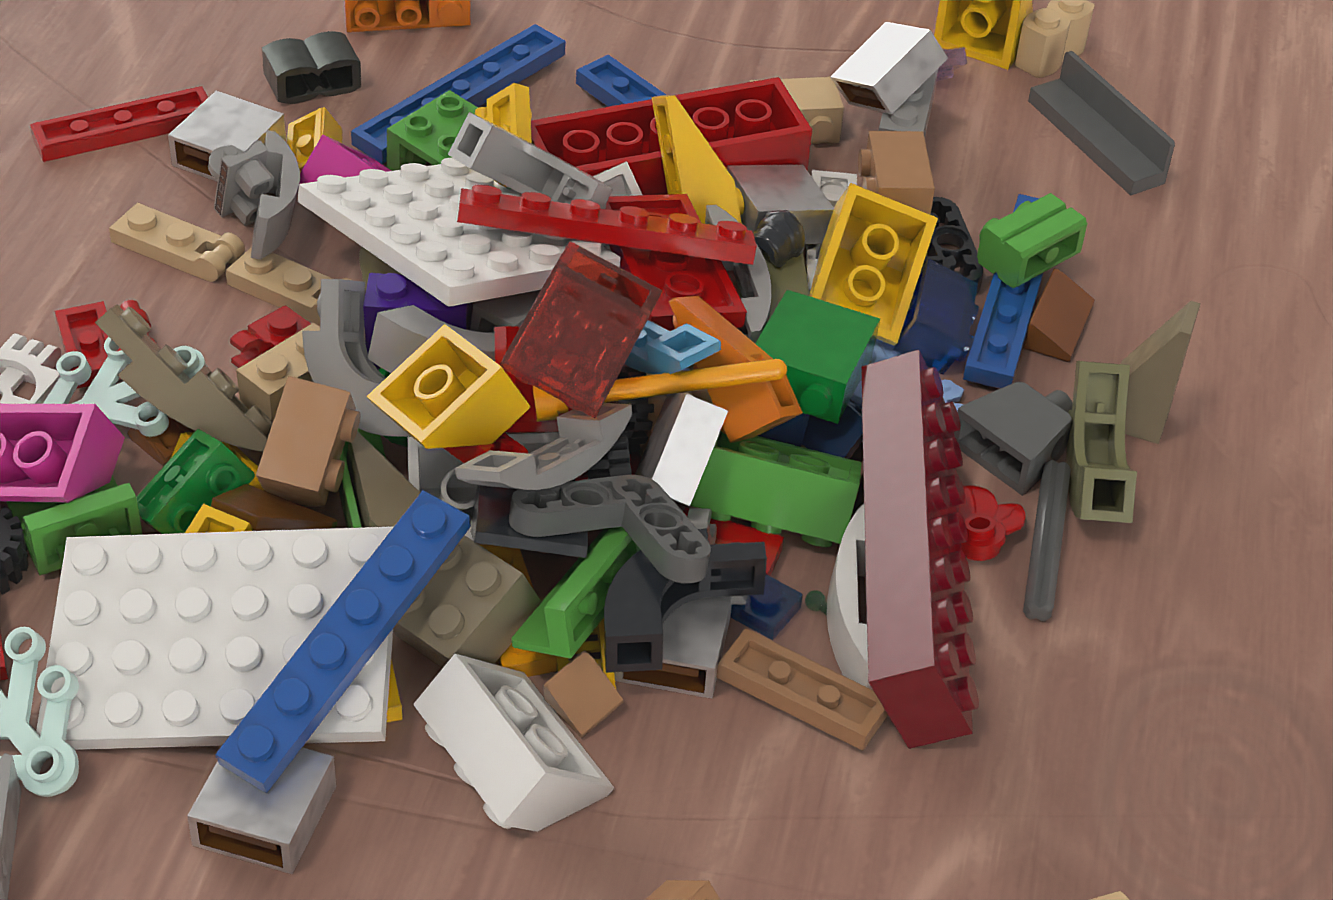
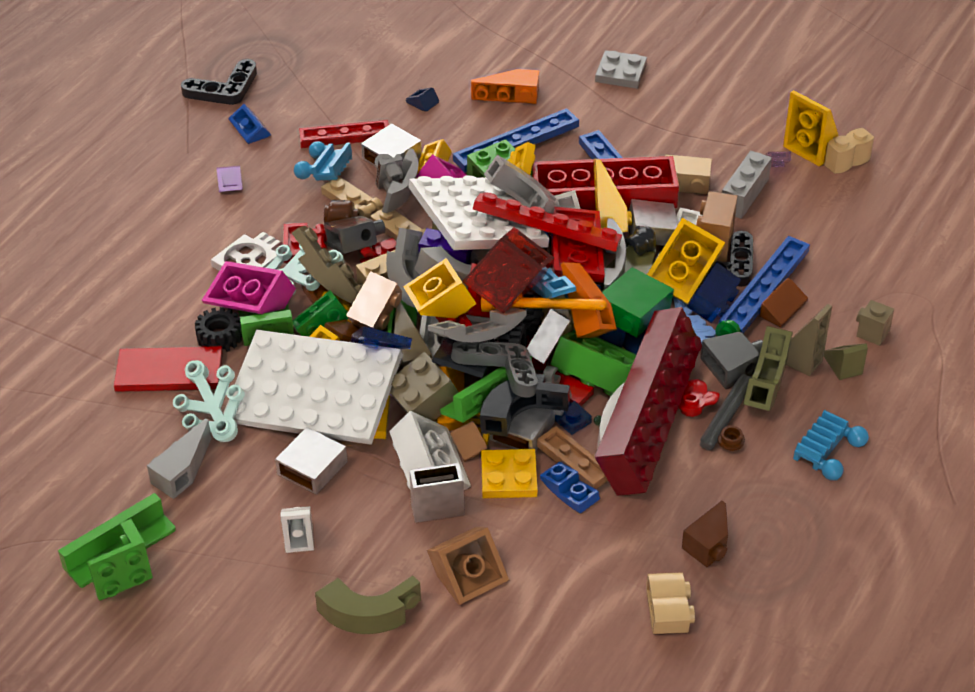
camera: 20 degrees right, 0 degrees up
(113, 181) = (328, 163): none -> dark azure gear
(168, 276) = (339, 210): none -> reddish brown head
(205, 308) = (353, 233): none -> dark grey torso
(252, 37) = (423, 99): none -> dark blue slope
(311, 67) = (444, 116): pearl dark grey brick -> none
(337, 512) = (373, 338): none -> clear blue wing
(343, 642) = (362, 394): blue plate -> none
(563, 820) = (437, 492): none -> flat silver piece
(683, 746) = (509, 473): none -> yellow plate
(805, 747) = (567, 487): none -> blue slope
(889, 67) = (737, 158): flat silver piece -> none
(985, 379) = (727, 327): none -> green plate
(1031, 240) = (778, 261): bright green brick -> none
(1080, 590) = (731, 438): none -> reddish brown plate
(1105, 126) = (854, 206): dark grey panel -> none
(1130, 800) = (708, 536): none -> reddish brown slope
(1219, 400) = (847, 360): none -> olive slope
(1236, 324) = (874, 322): none -> dark tan brick
(1243, 562) = (824, 438): none -> dark azure gear

